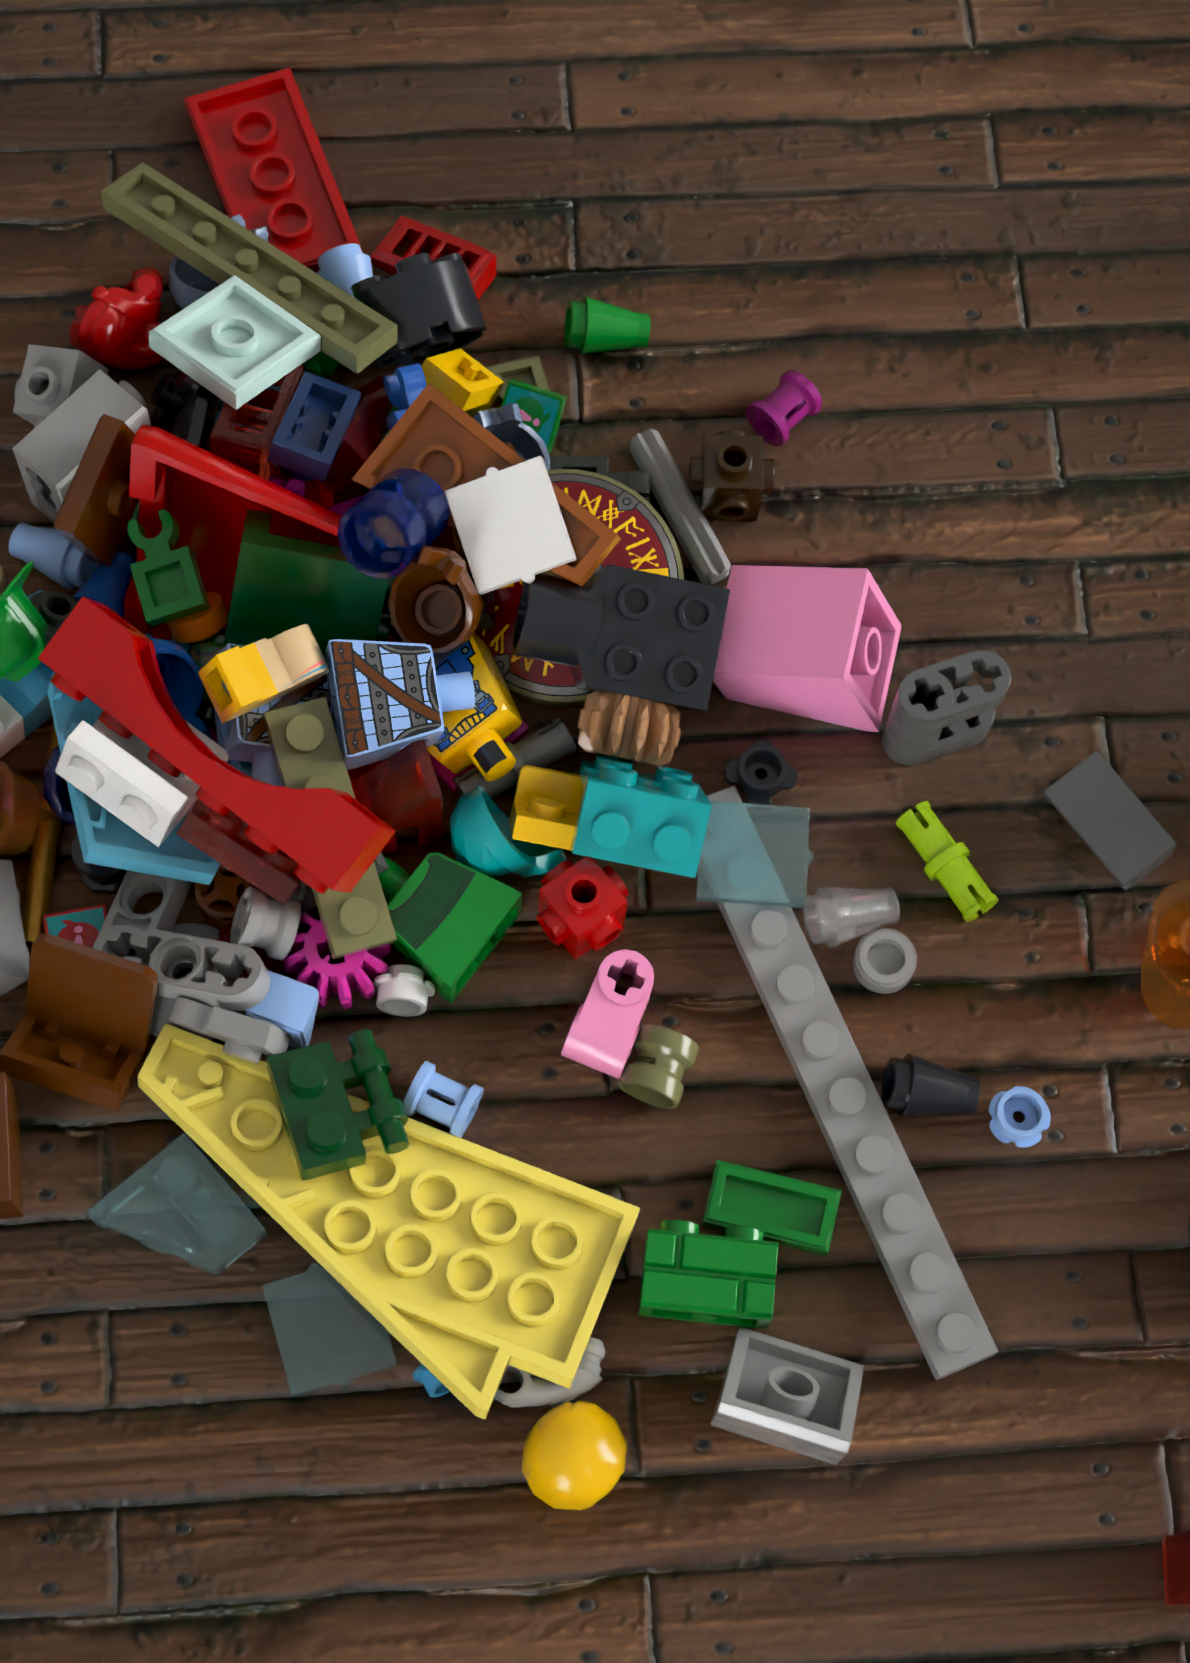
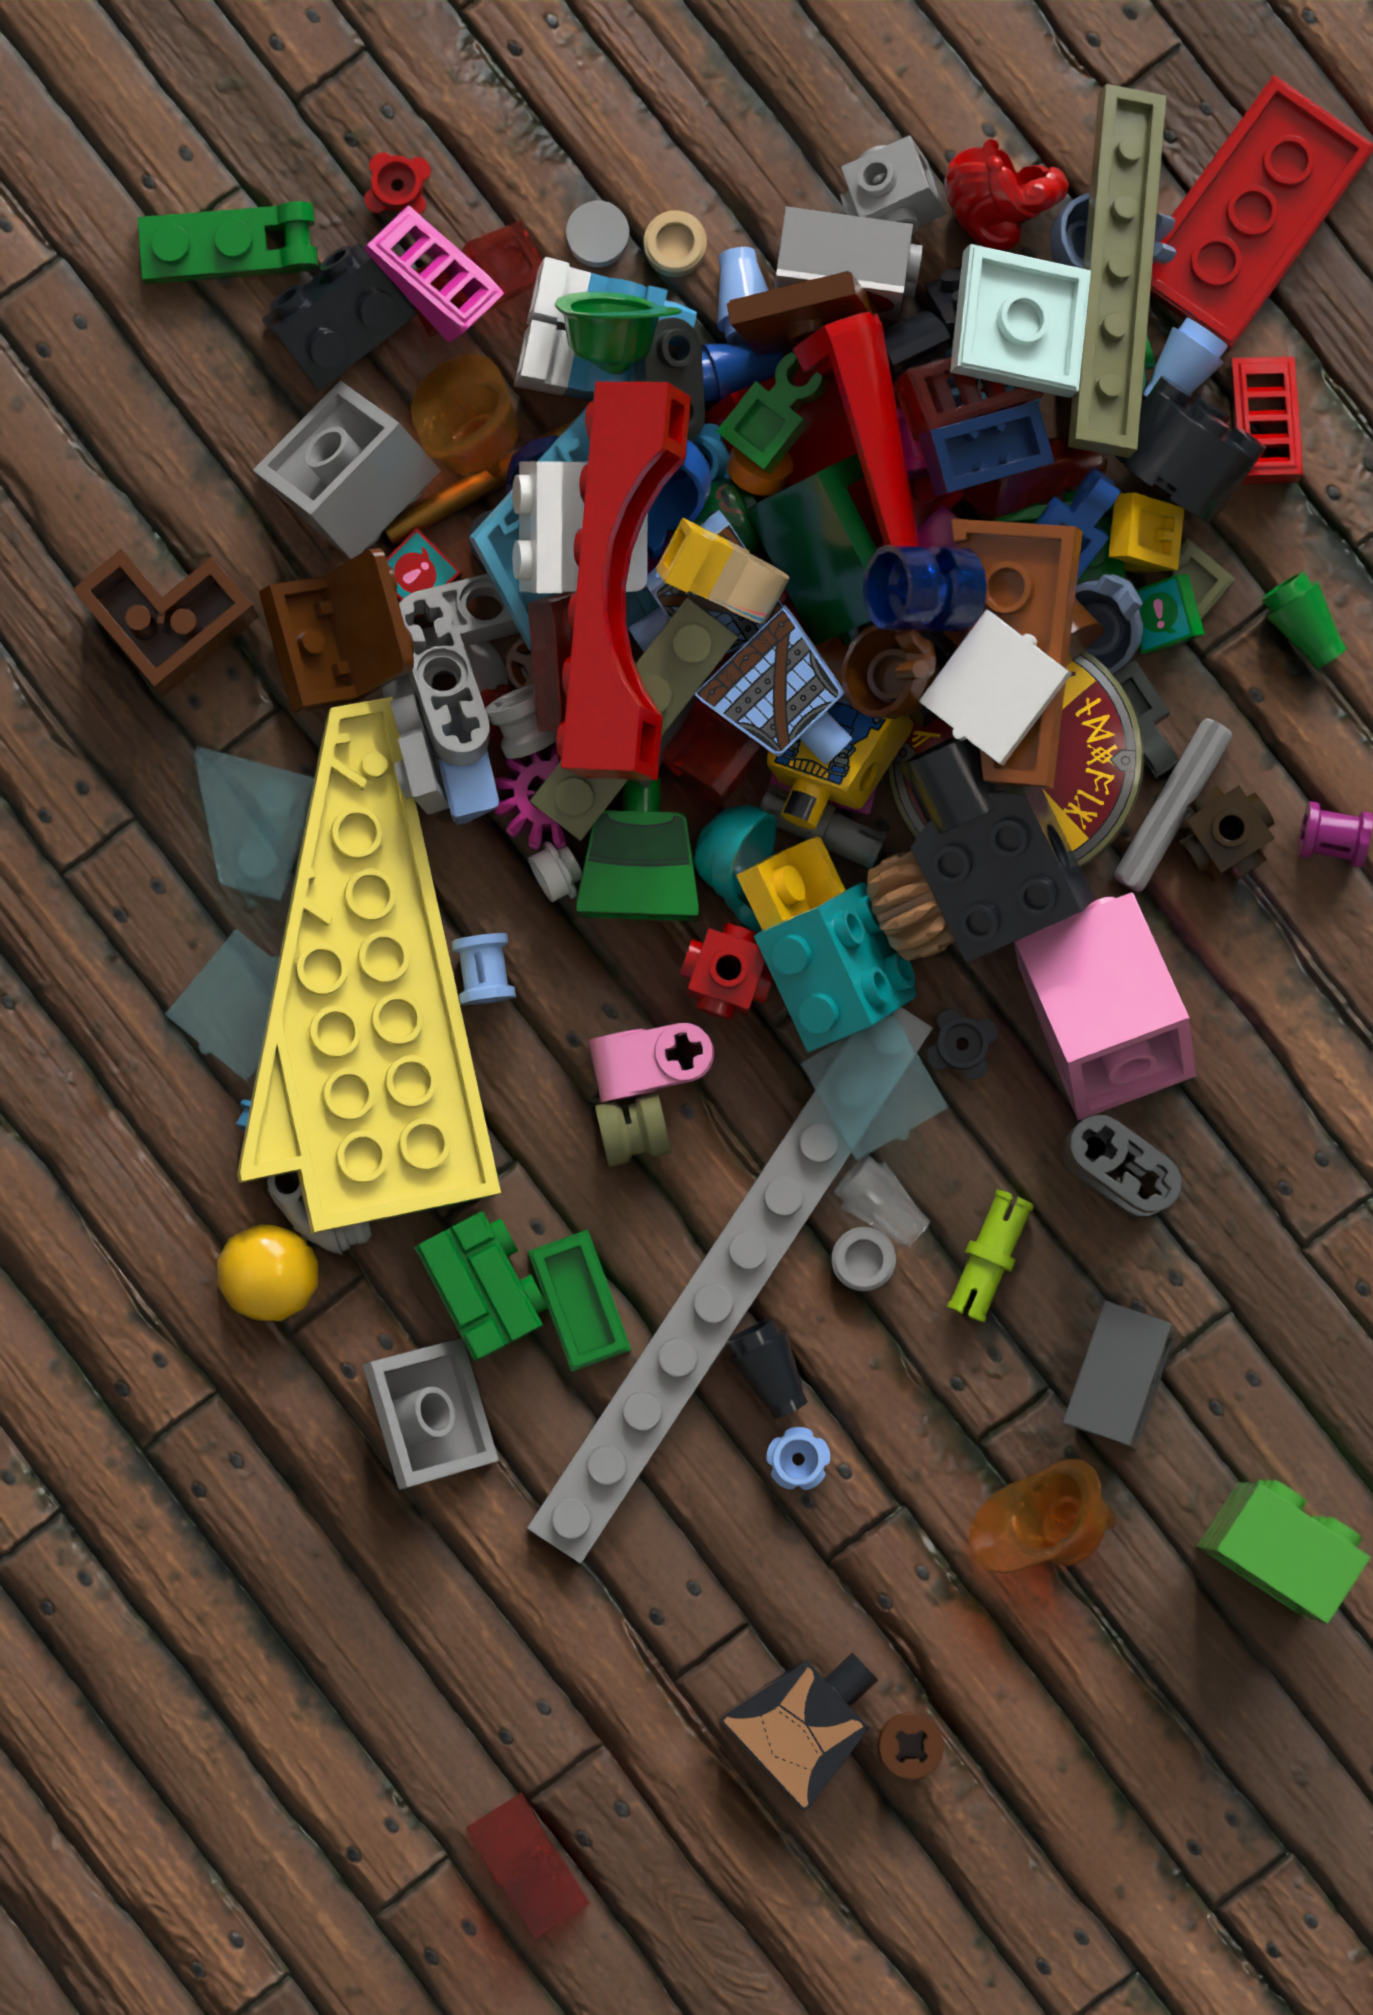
camera: 60 degrees right, 15 degrees up
(318, 1111) = (401, 873): dark green plate -> none

